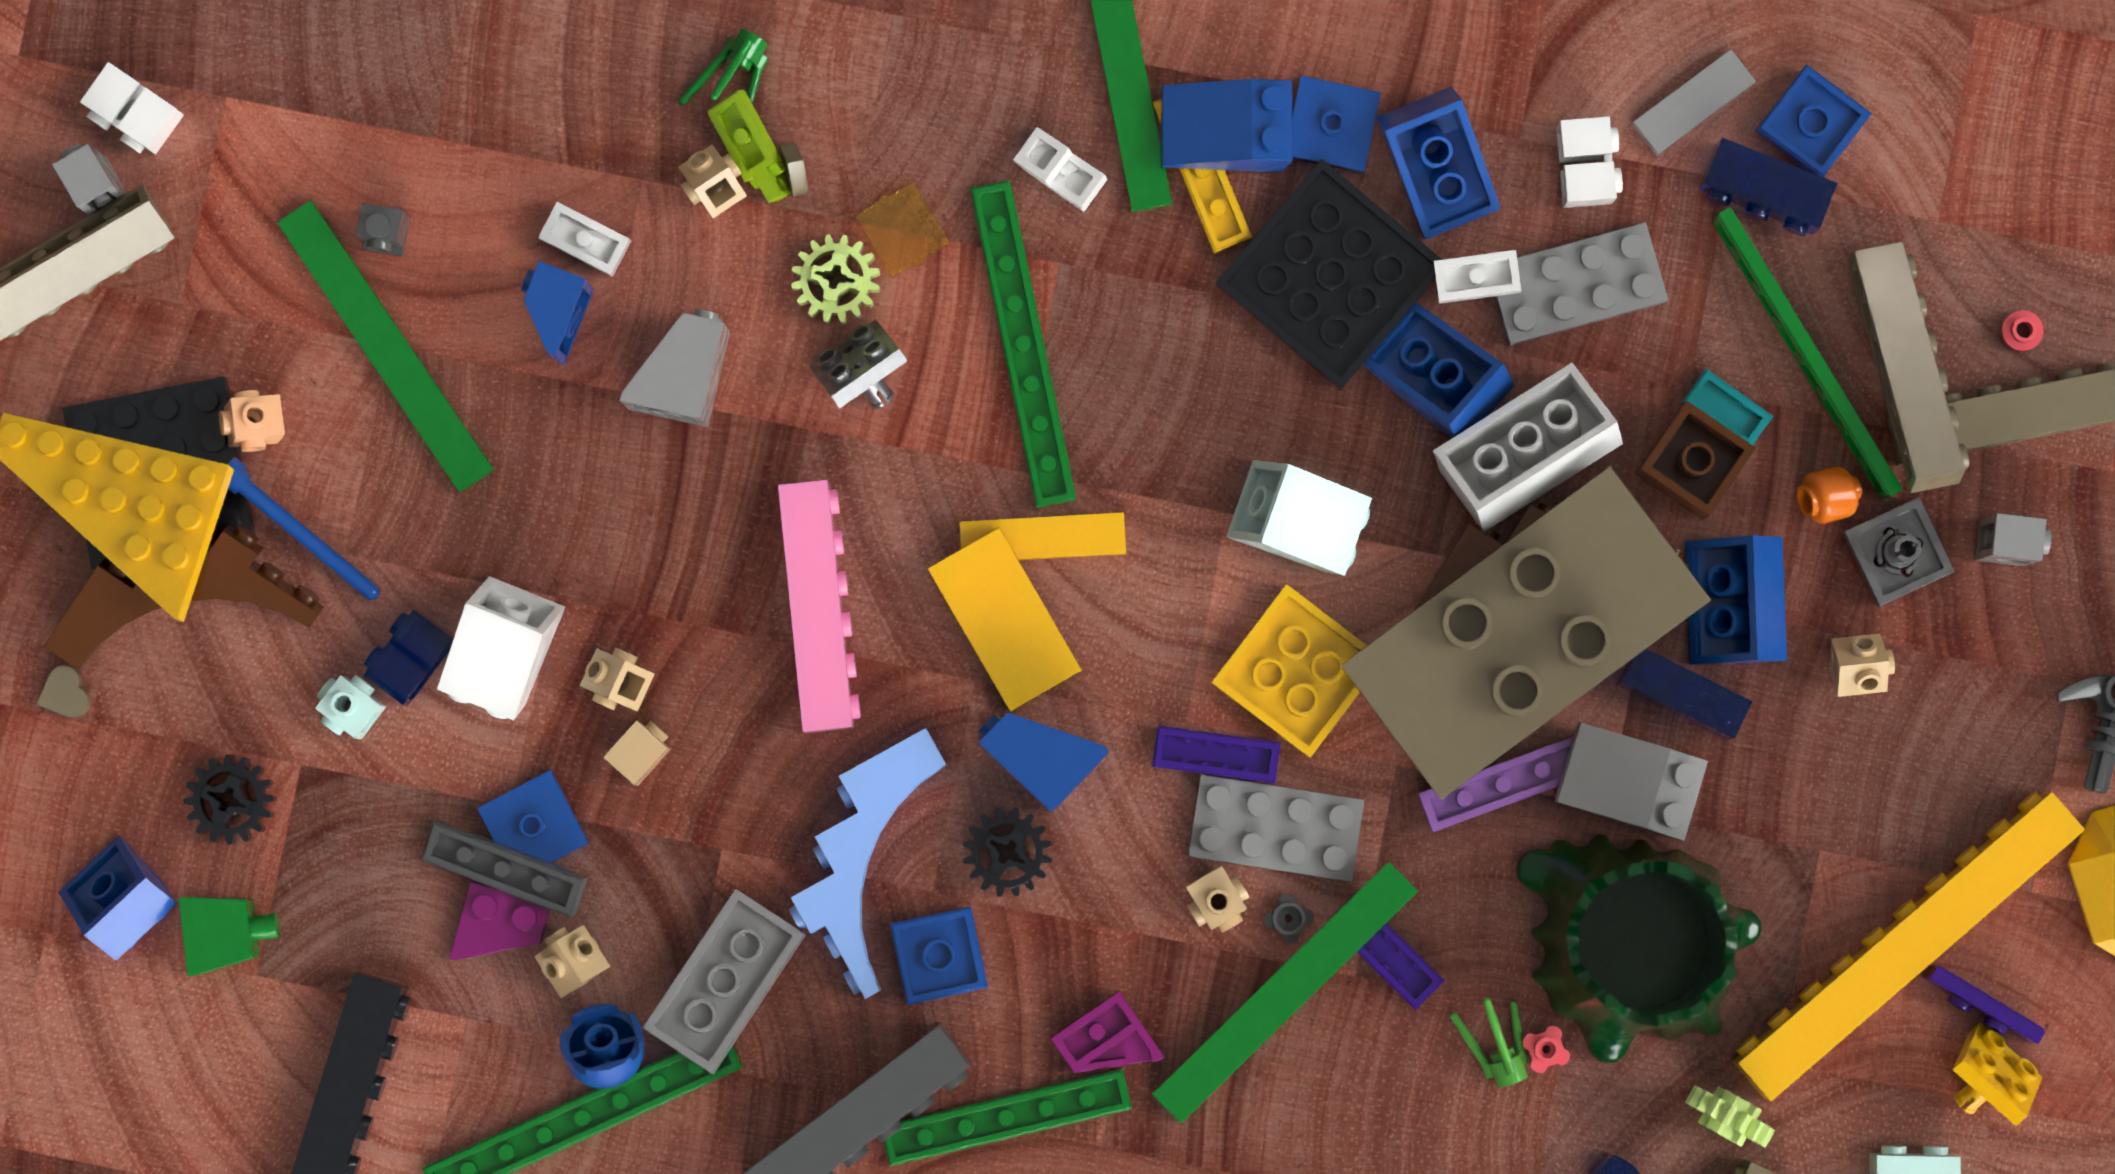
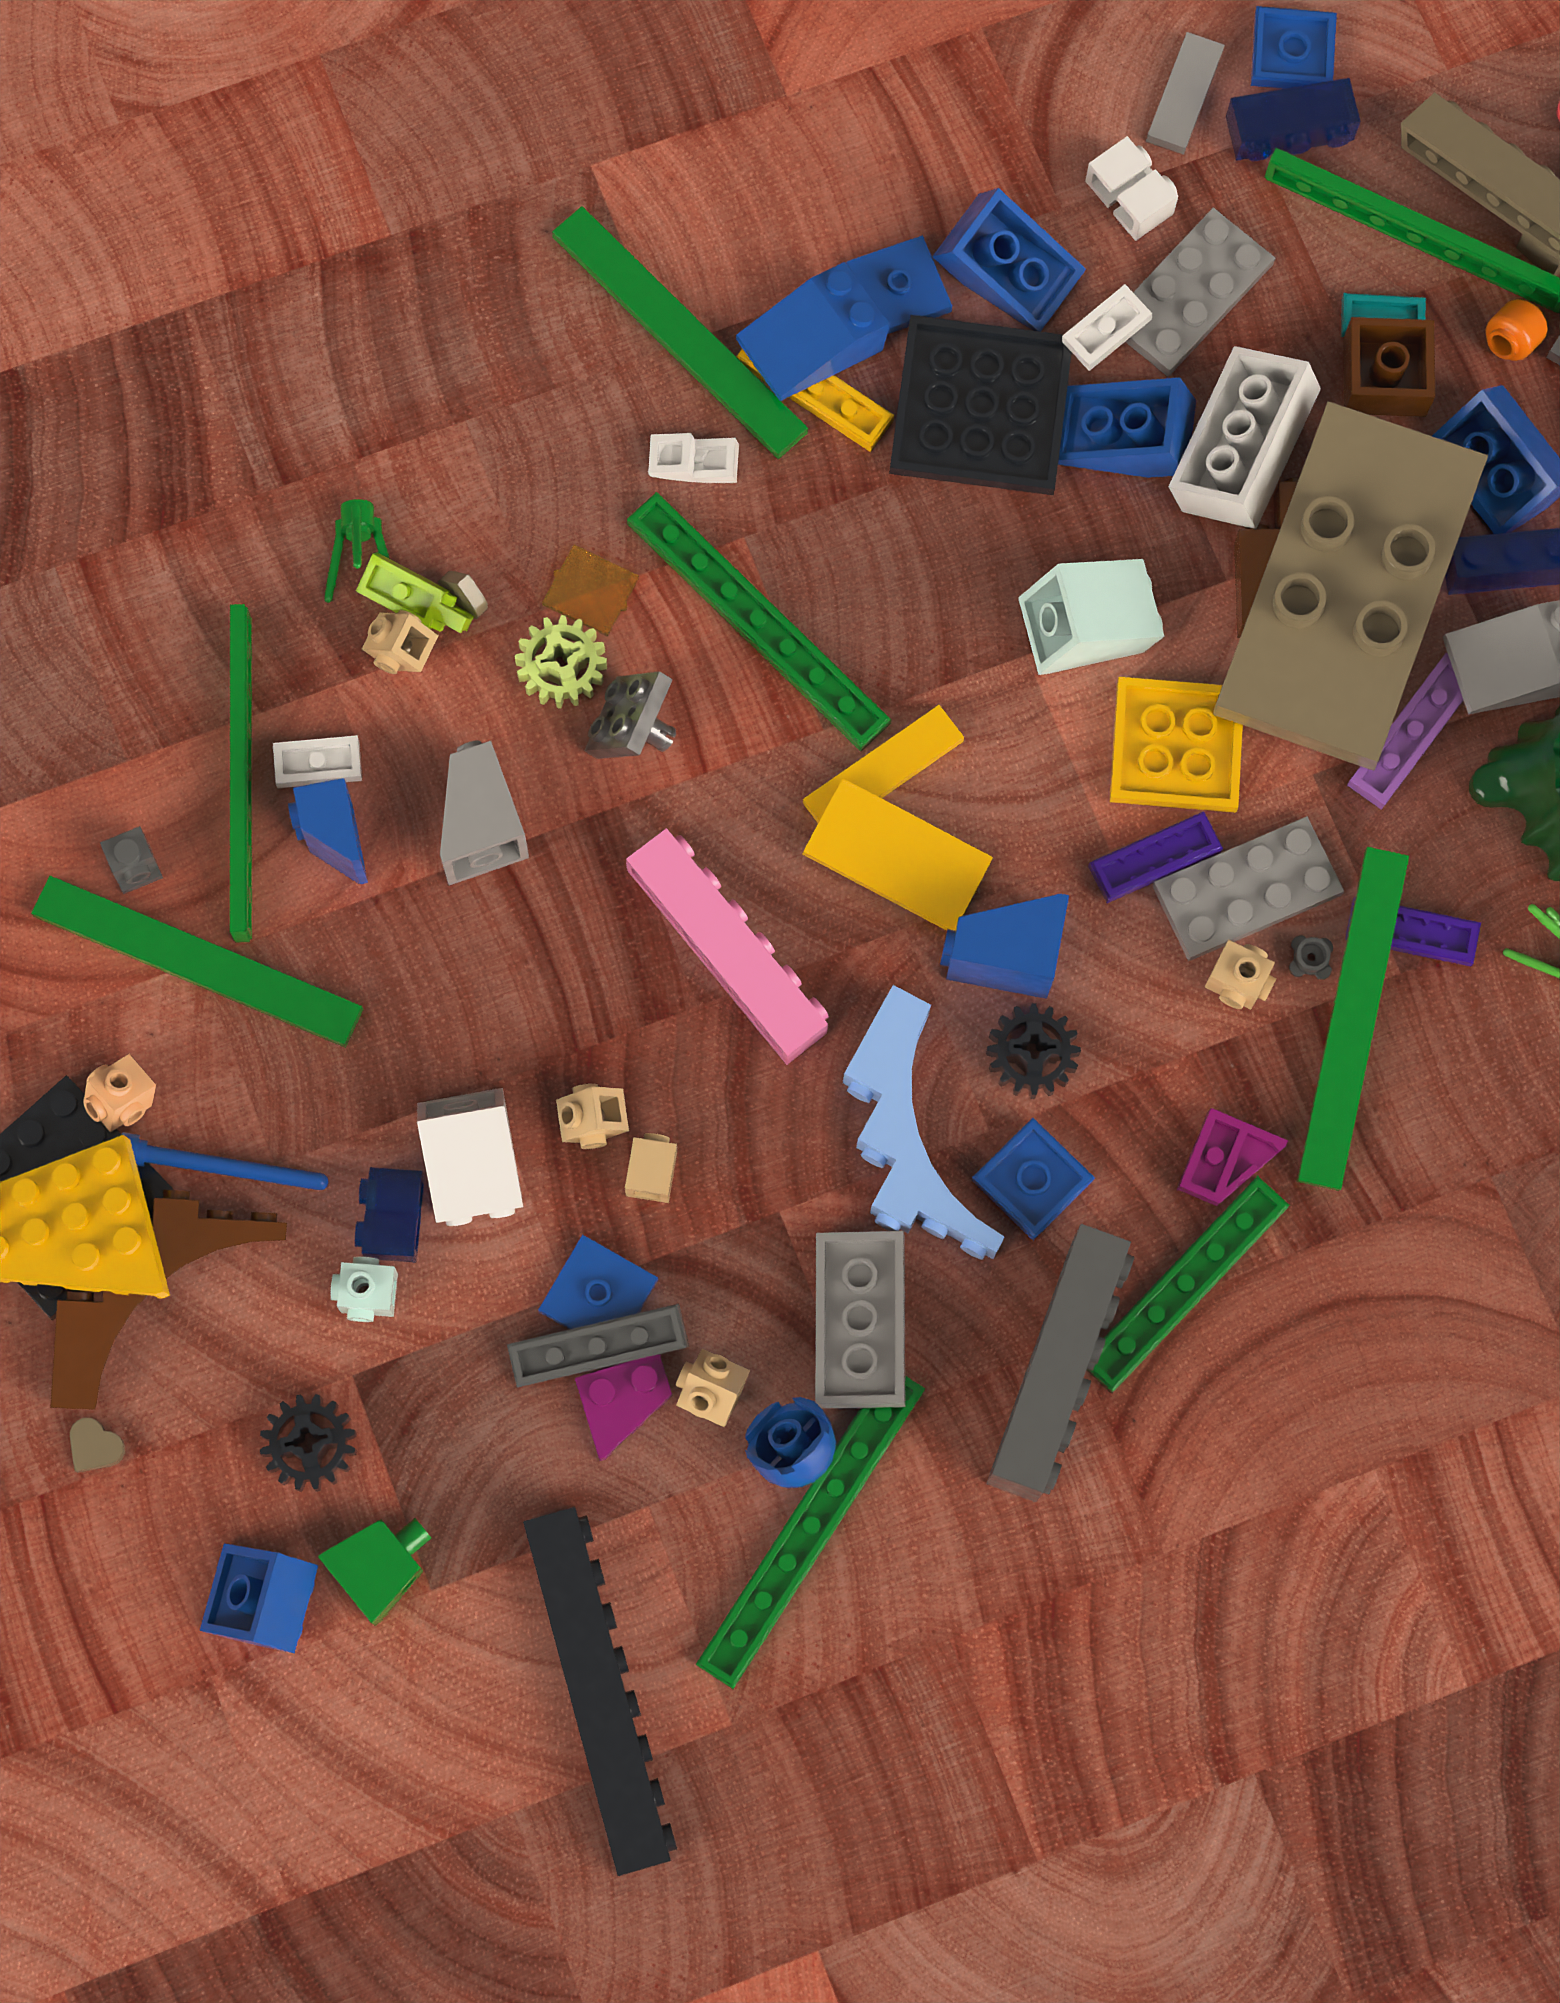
camera: 40 degrees left, 10 degrees down
(516, 209) = (240, 773): none -> green tile

